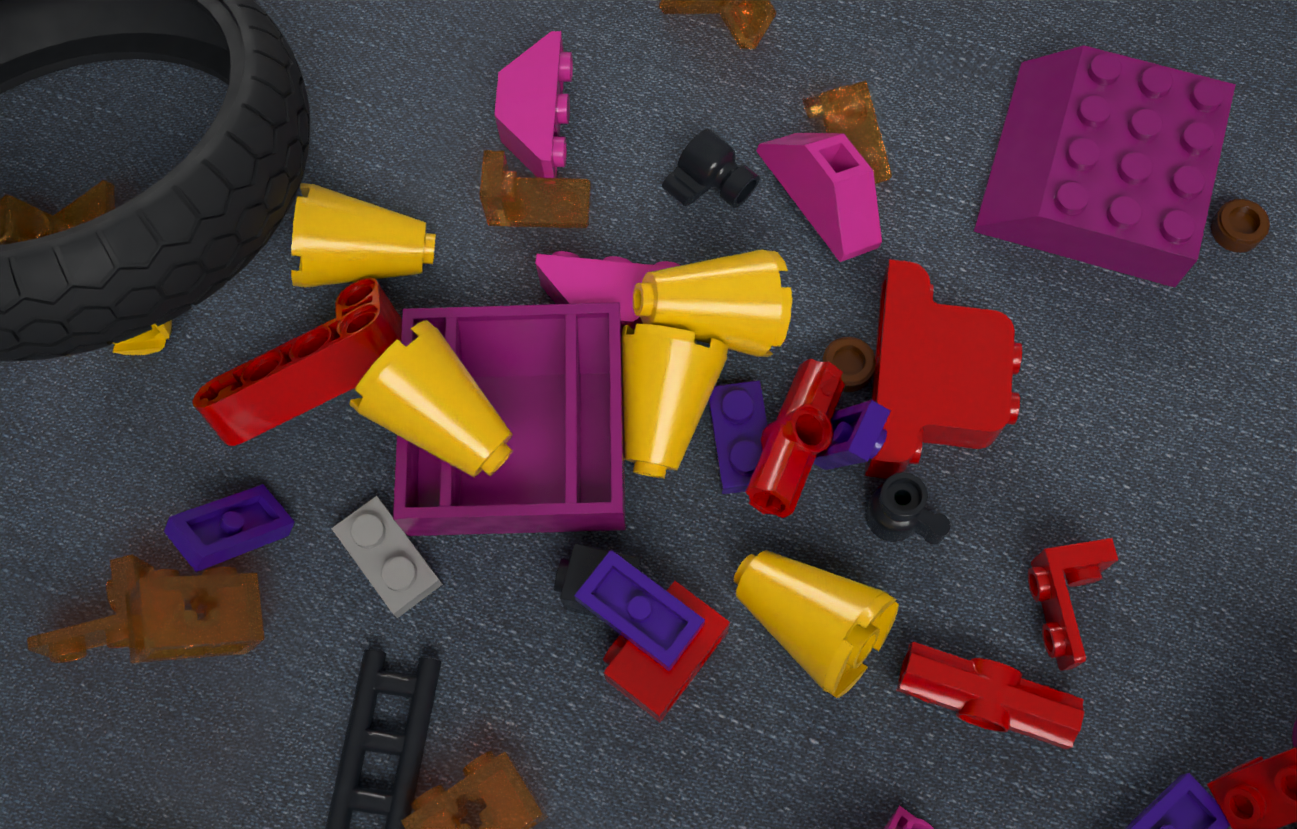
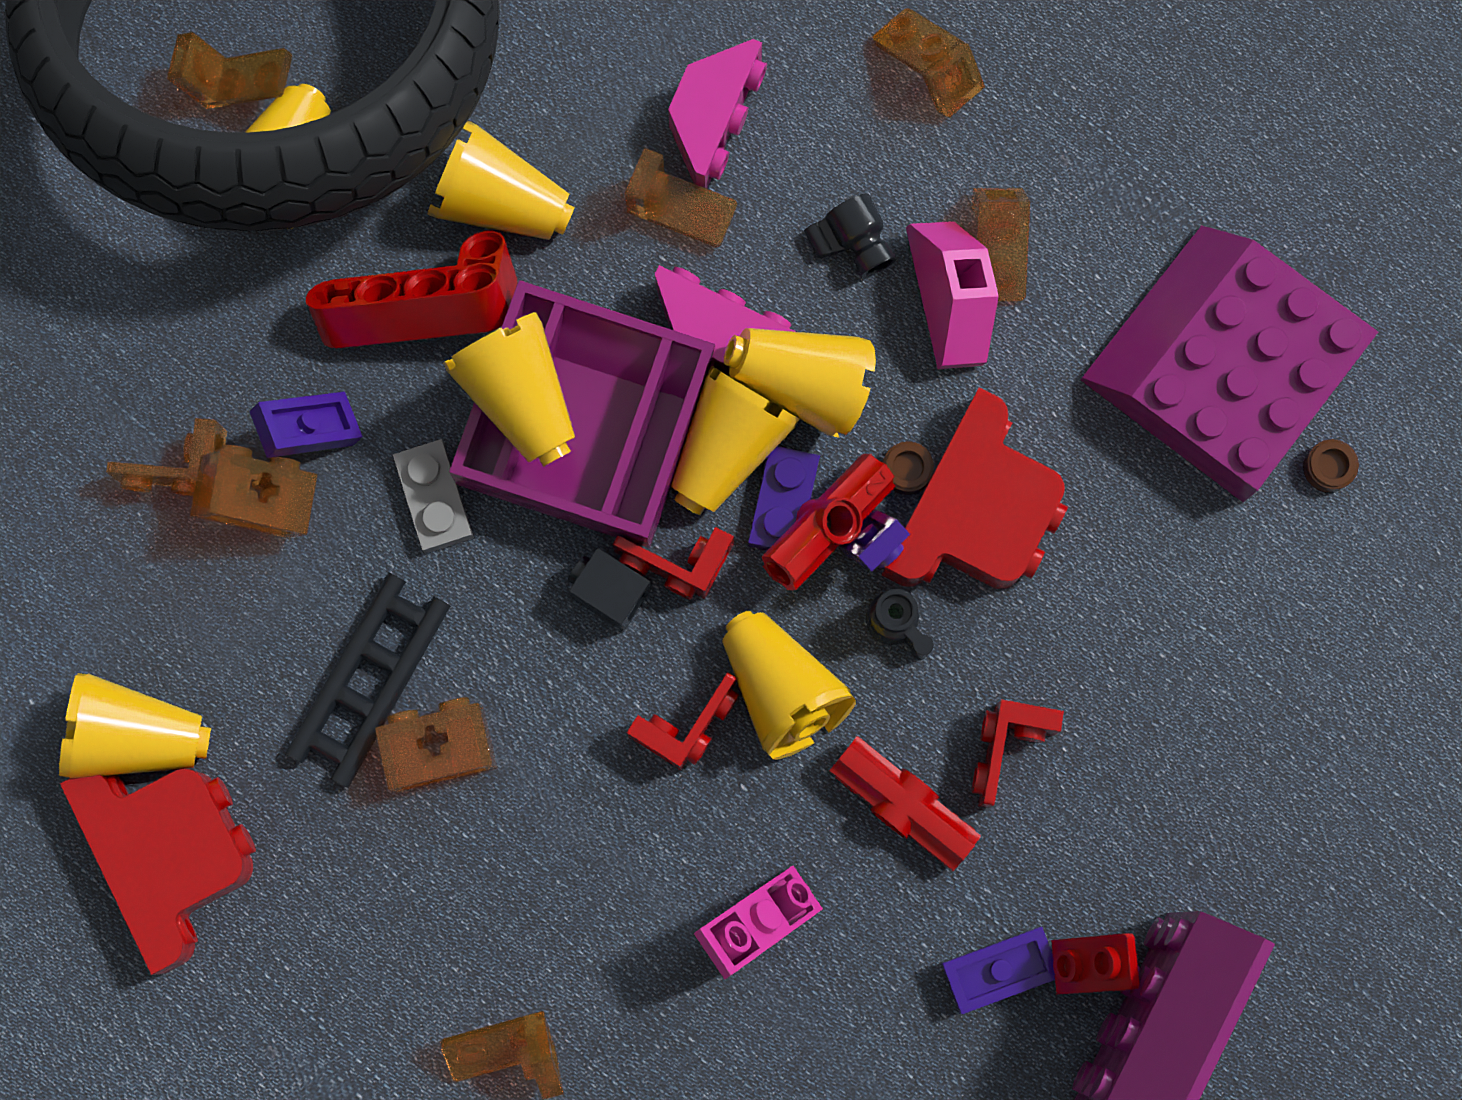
camera: 15 degrees right, 10 degrees up
(640, 610) = (631, 626): dark purple plate -> none
(650, 683) = (644, 665): red brick -> none
(668, 548) = (706, 558): none -> red bracket
(708, 716) = (660, 735): none -> red bracket

